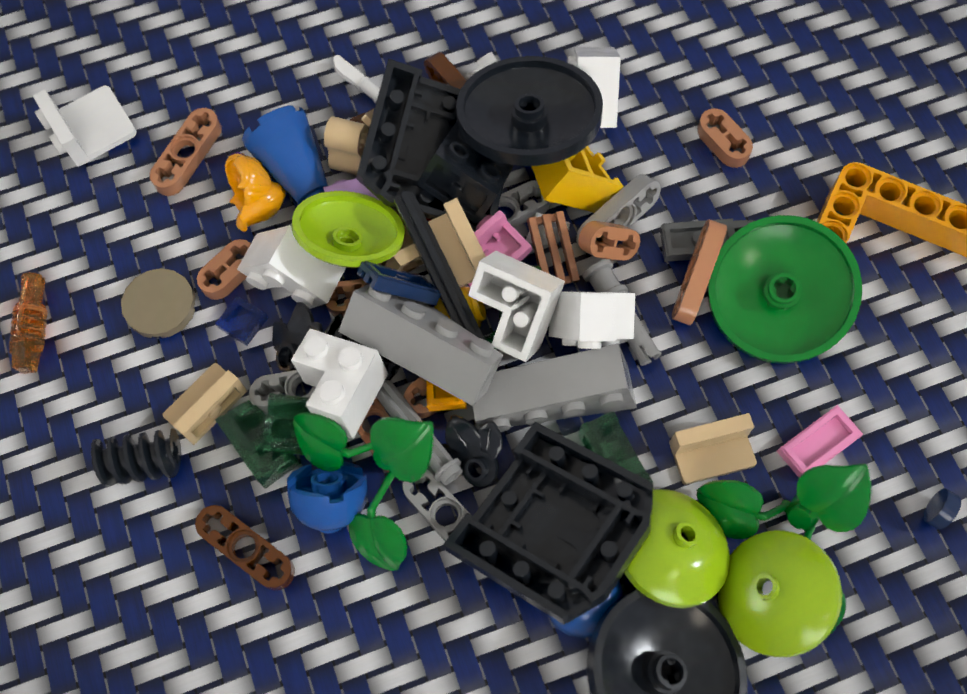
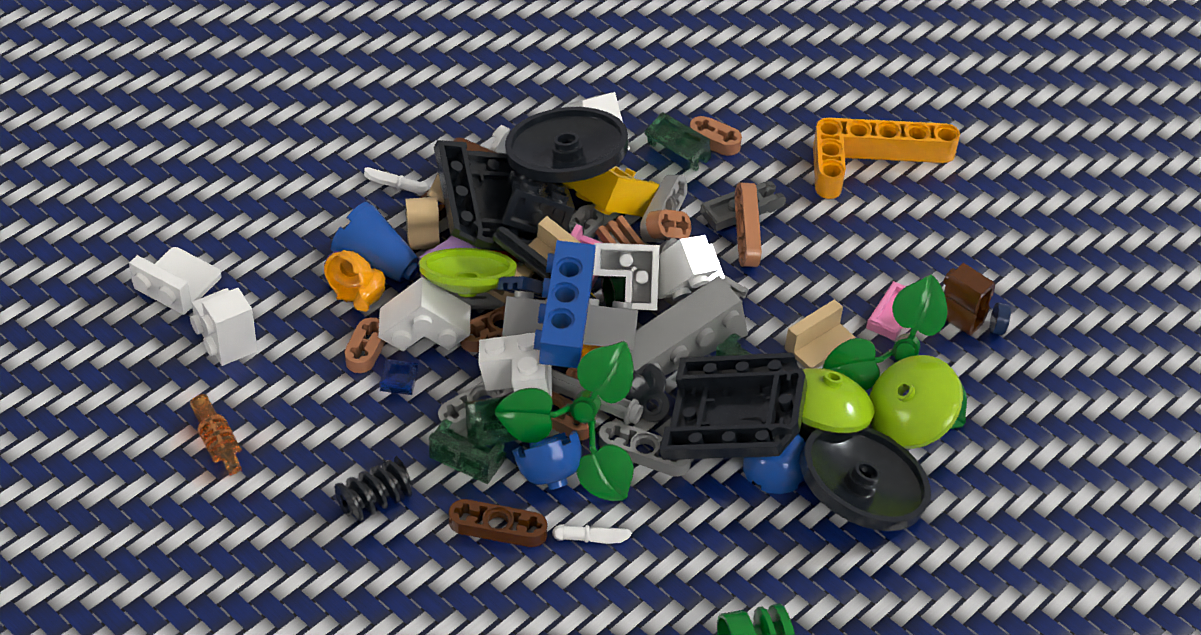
camera: 30 degrees left, 20 degrees down
(95, 197) = (225, 324): none -> white brick
(158, 303) = (320, 387): dark tan tile -> none
(185, 167) = (281, 284): nougat beam -> none
(204, 402) = (405, 437): tan panel -> none
(289, 336) = (456, 366): black plate -> none
(335, 604) = (594, 534): none -> white piece
(382, 390) = (566, 305): none -> blue brick
(676, 133) = (679, 139): none -> clear green hinge
(785, 289) = (816, 216): green dish -> none
(910, 472) = (967, 298): none -> reddish brown brick

